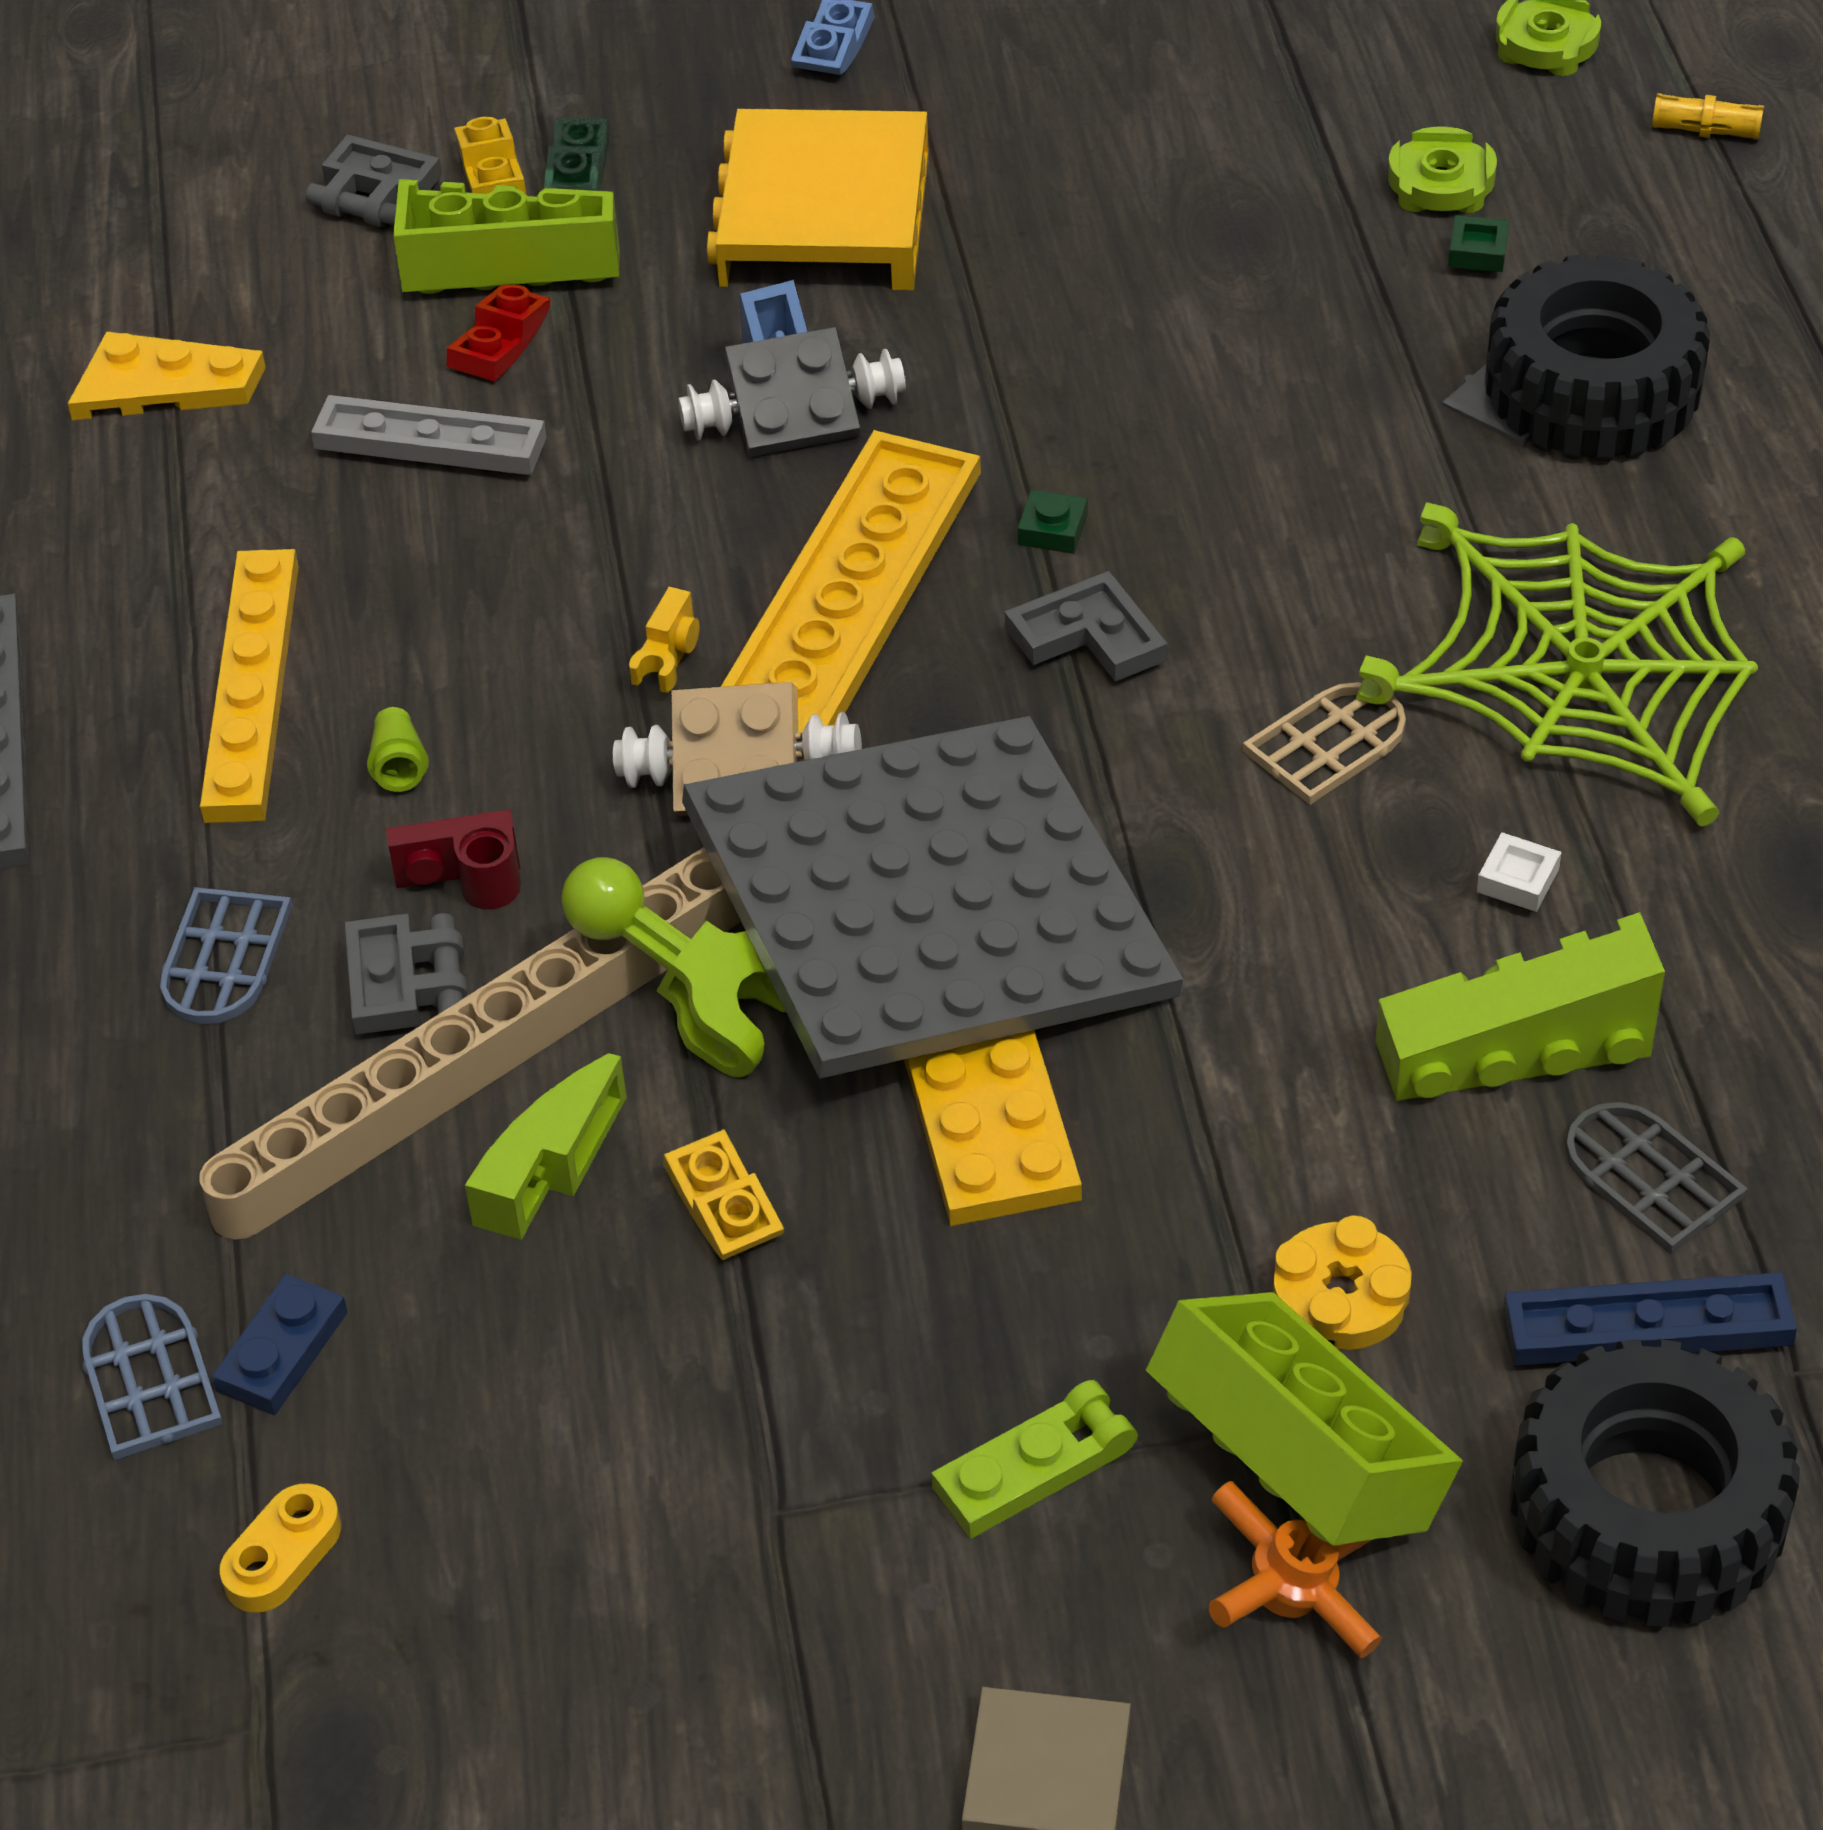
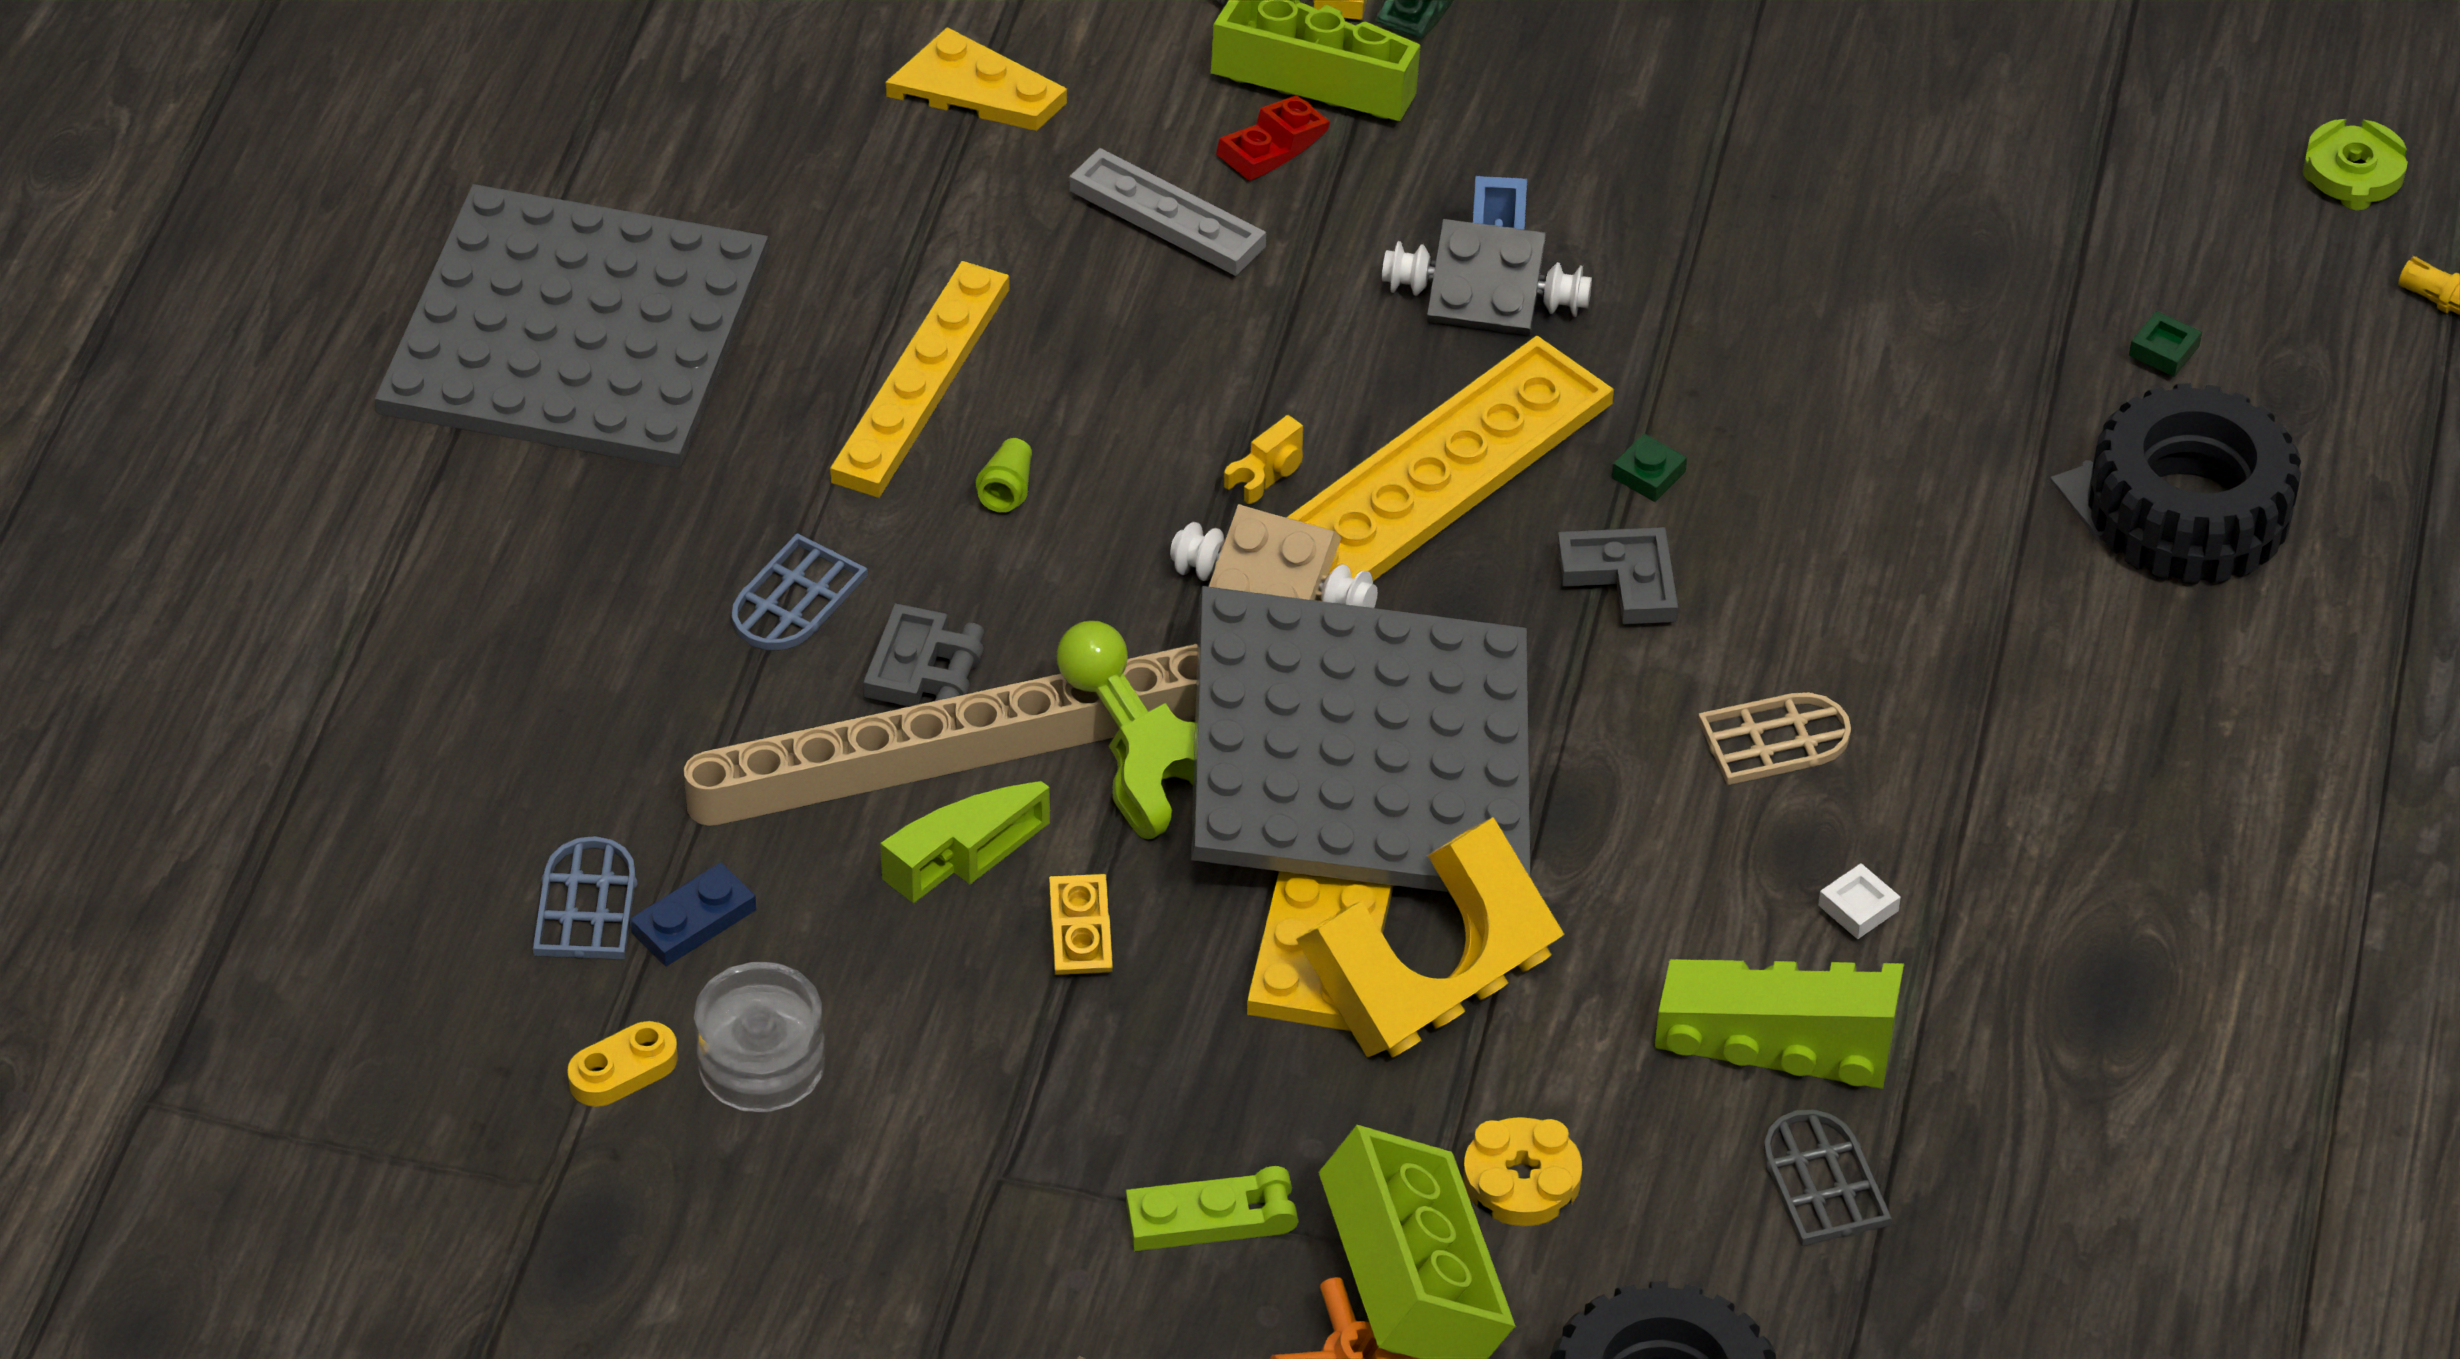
camera: 20 degrees right, 0 degrees up
(433, 1455) = (759, 1036): none -> clear wheel
(468, 848) = (1026, 580): dark red plate -> none
(822, 189) = (1614, 101): yellow panel -> none
(1186, 1035) = (1503, 928): none -> yellow arch
(1460, 187) = (2184, 286): lime plate -> none
(1584, 654) = (2025, 741): lime animal -> none
(1696, 1312) = (1756, 1285): dark blue plate -> none

